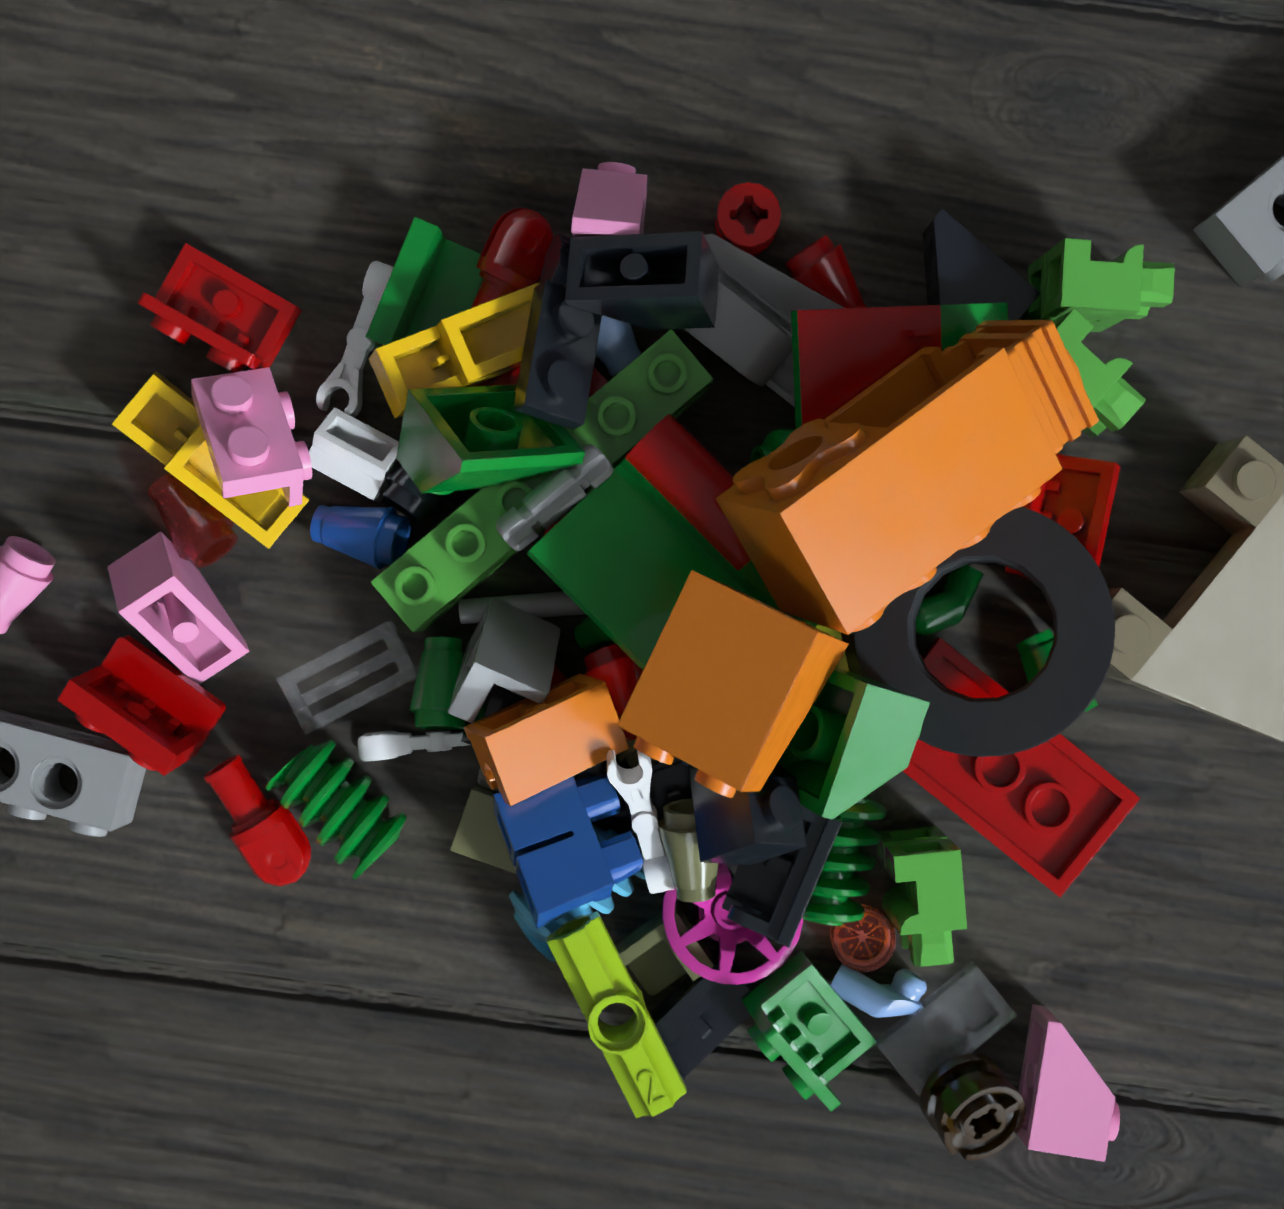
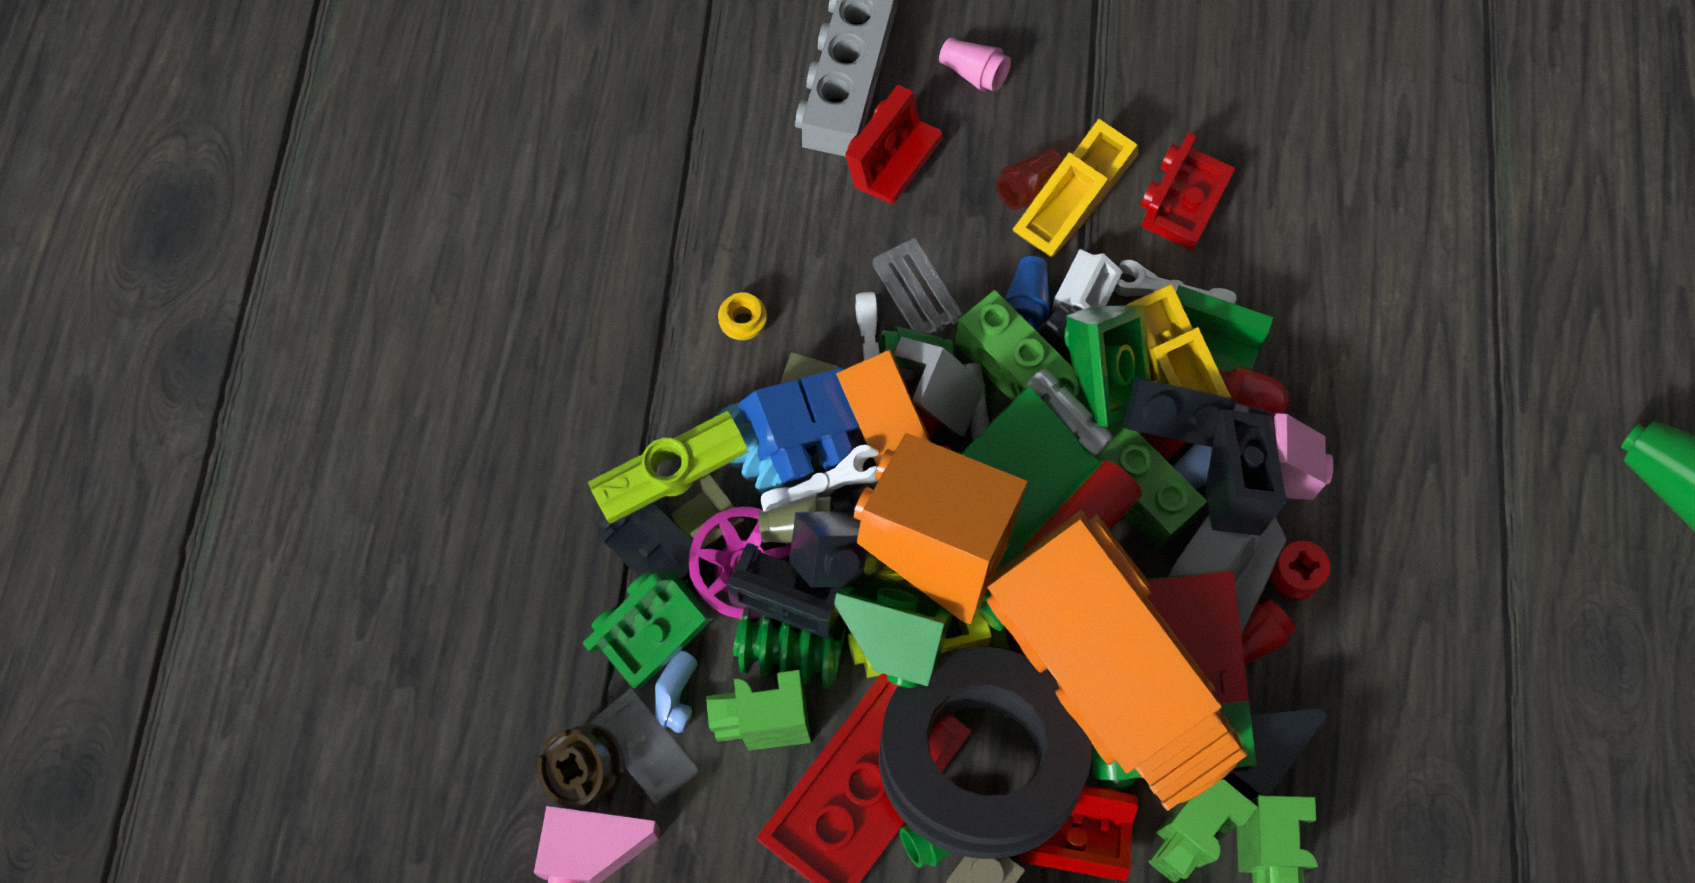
camera: 85 degrees right, 20 degrees down
(175, 609) = (963, 168): bright pink slope -> none
(251, 434) = (1099, 206): bright pink bracket -> none
(262, 828) = (801, 229): red arm -> none
(338, 805) = (820, 278): green piece -> none
(373, 922) = (738, 304): none -> yellow plate
(866, 942) = (715, 676): clear red tile -> none
(951, 604) = (996, 742): green arm -> none

